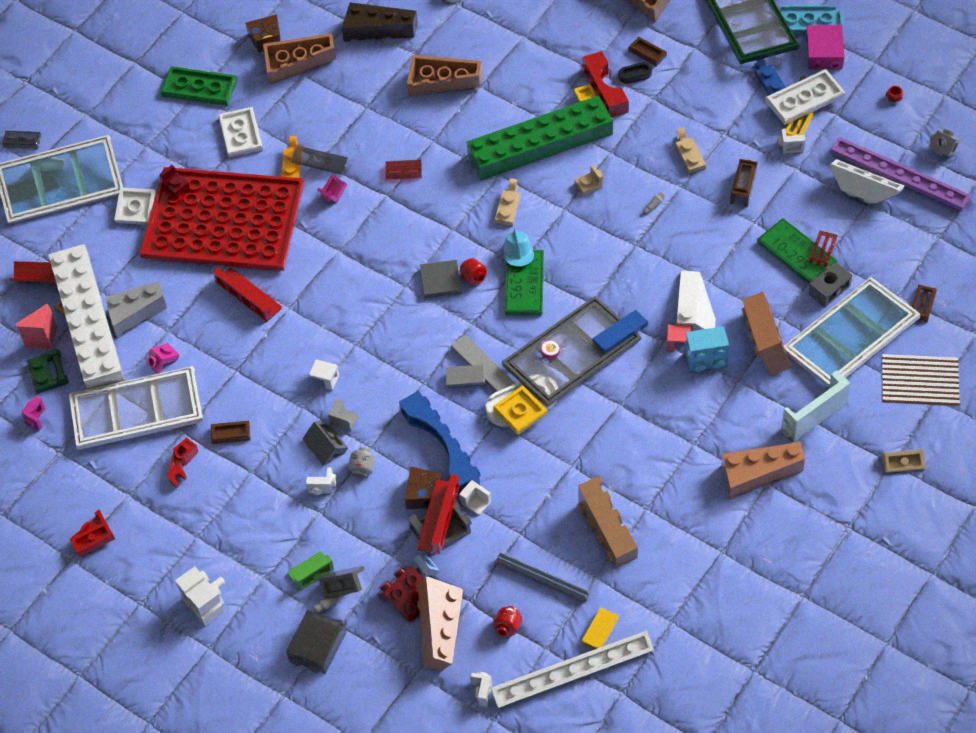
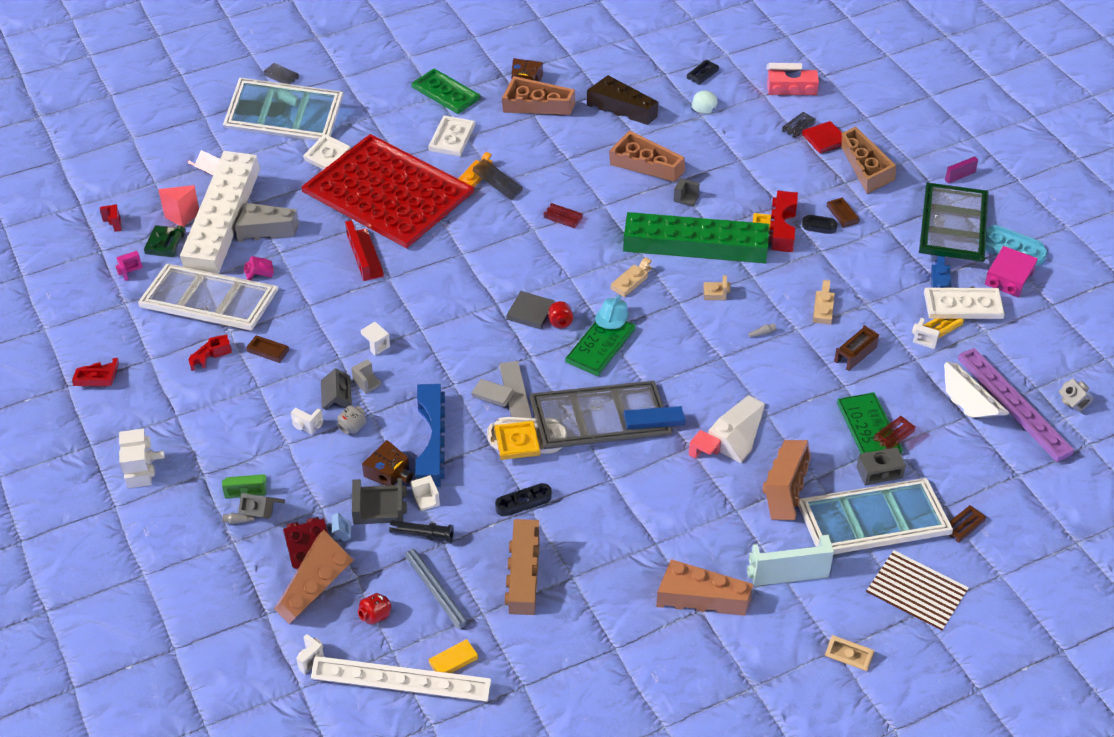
camera: 25 degrees right, 10 degrees down
(173, 181) = (367, 144): dark red bracket -> none
(316, 642) = (201, 543): clear smoke brick -> none
(333, 189) = (491, 205): dark pink bracket -> none
(438, 515) = (379, 489): red panel -> none
(500, 94) = (686, 192): none -> dark grey panel
(505, 529) = (430, 531): none -> black pin
(550, 349) = (579, 403): tile -> none
(561, 452) = (530, 492): none -> black beam
(706, 349) = (721, 465): medium azure brick -> none
(895, 94) = (1054, 336): red plate -> none

